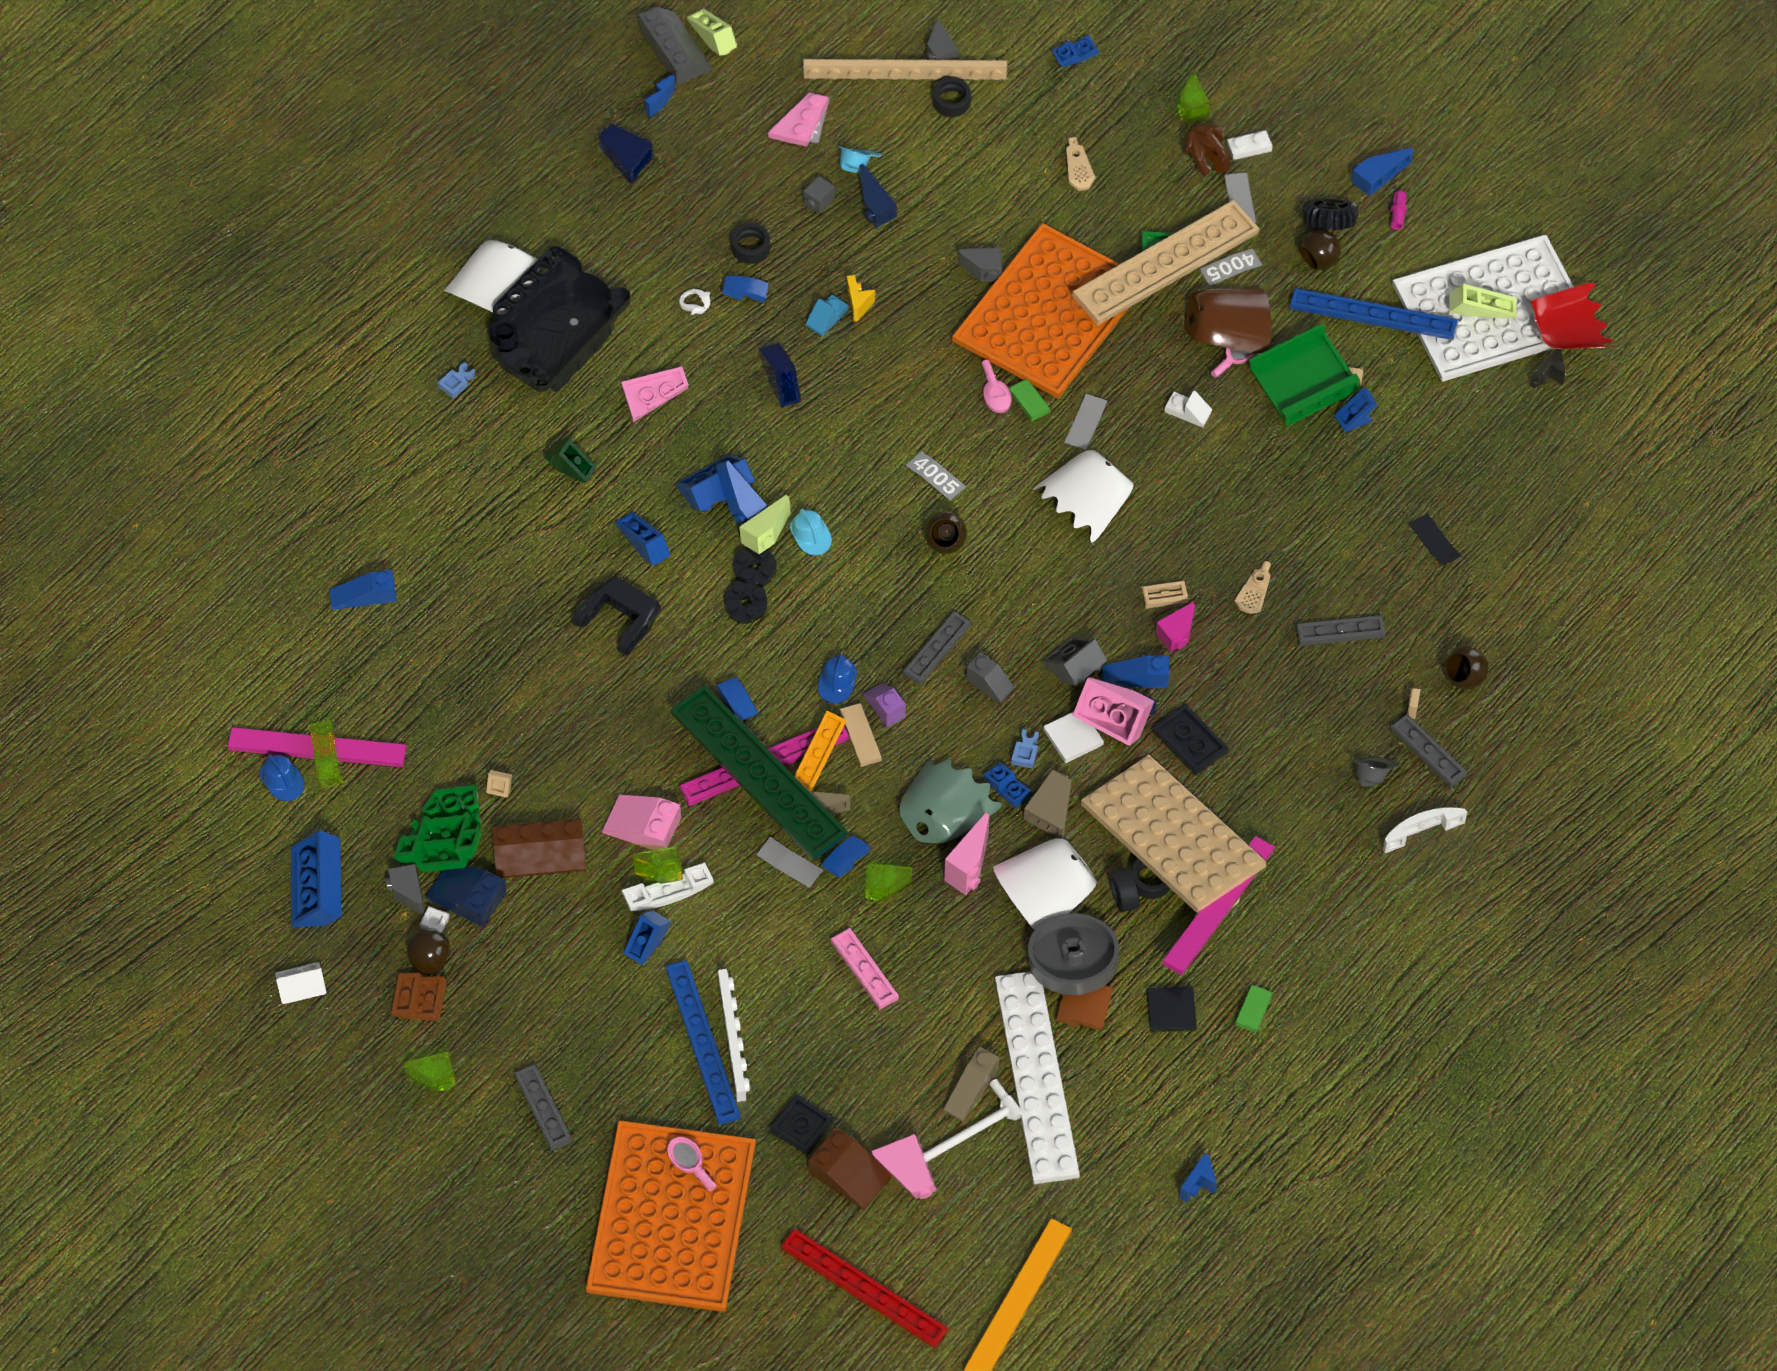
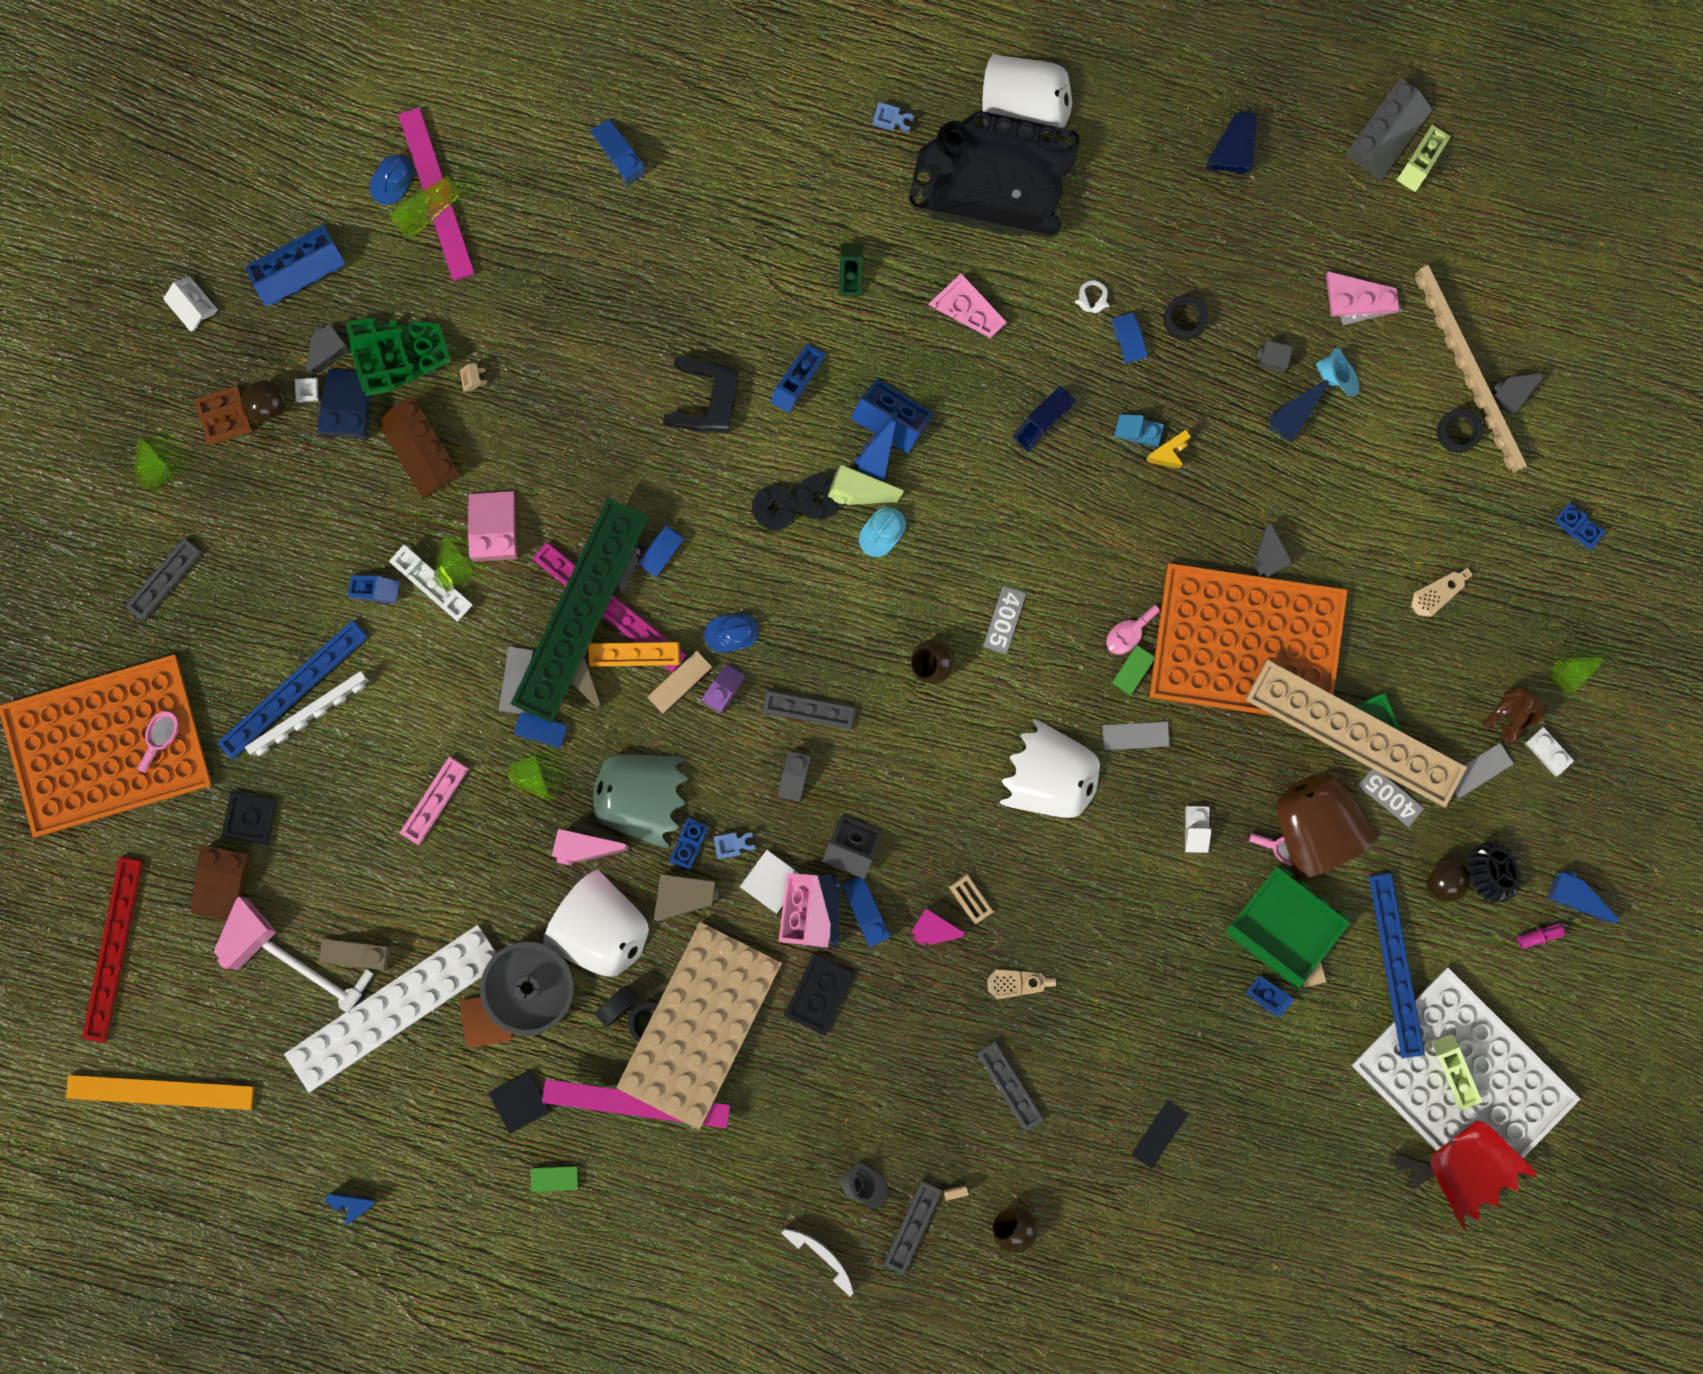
camera: 60 degrees right, 25 degrees up
(664, 92) = (1328, 148): blue slope -> none

